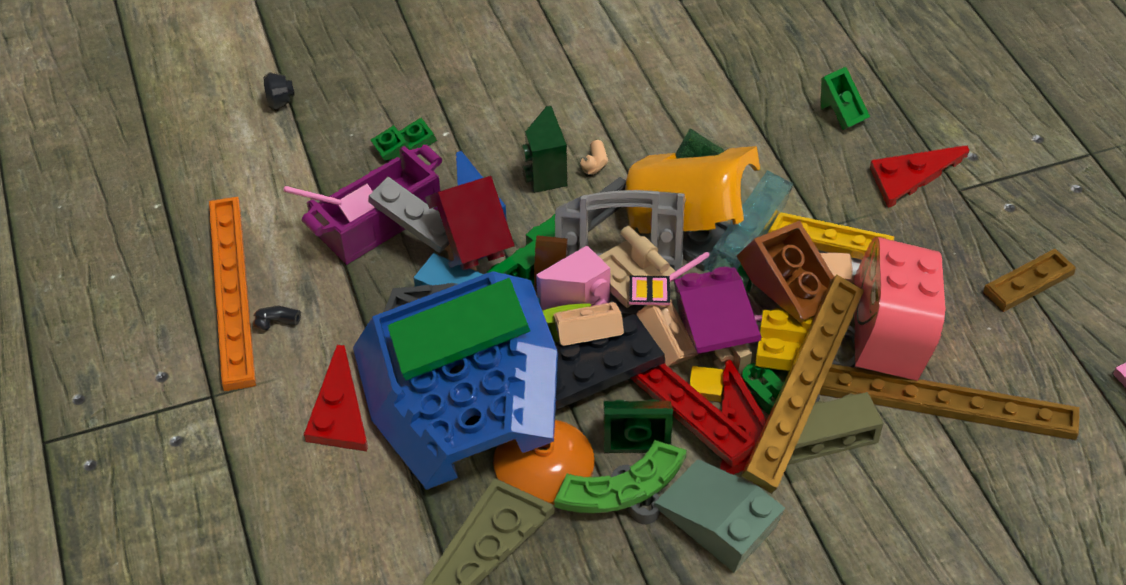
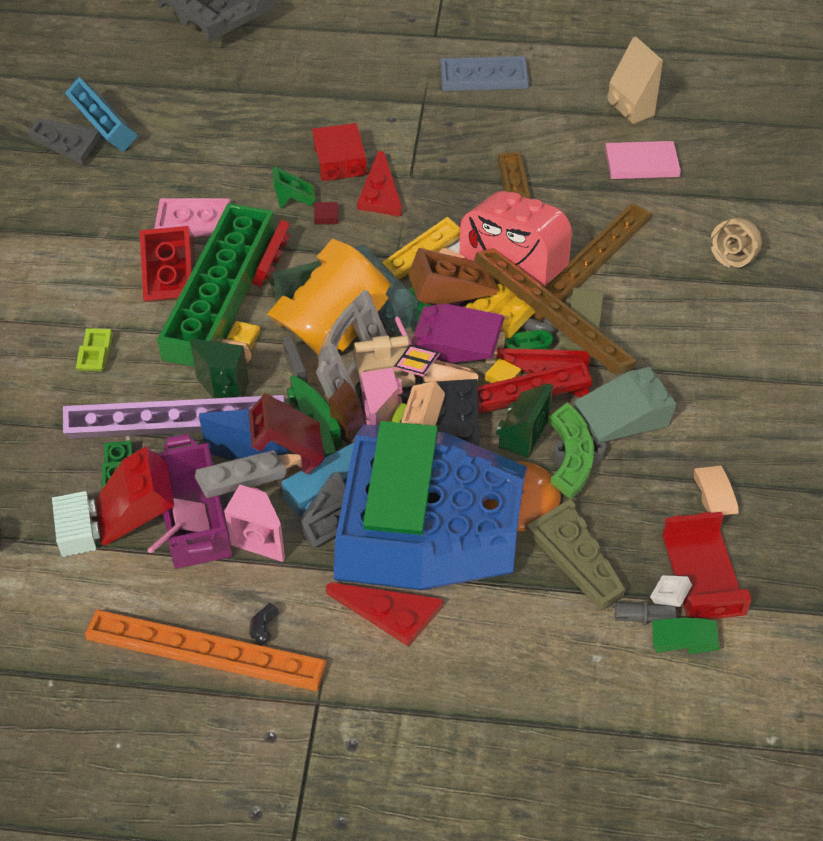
camera: 65 degrees left, 0 degrees up
(320, 139) = (74, 523): none -> light aqua brick
(360, 156) = (133, 495): none -> red slope
(374, 255) = (254, 523): none -> bright pink slope
(466, 137) = (146, 417): none -> lavender brick
(523, 66) = (95, 350): none -> lime slope
(620, 155) = (244, 333): none -> yellow tile
(667, 102) = (217, 282): none -> green brick
(669, 59) = (166, 261): none -> red slope
(742, 124) = (272, 253): none -> red plate
(753, 52) = (197, 213): none -> bright pink tile
(838, 144) = (325, 213): none -> dark red tile
(933, 112) = (339, 151): none -> red panel
(1089, 539) = (736, 242): none -> tan cylinder

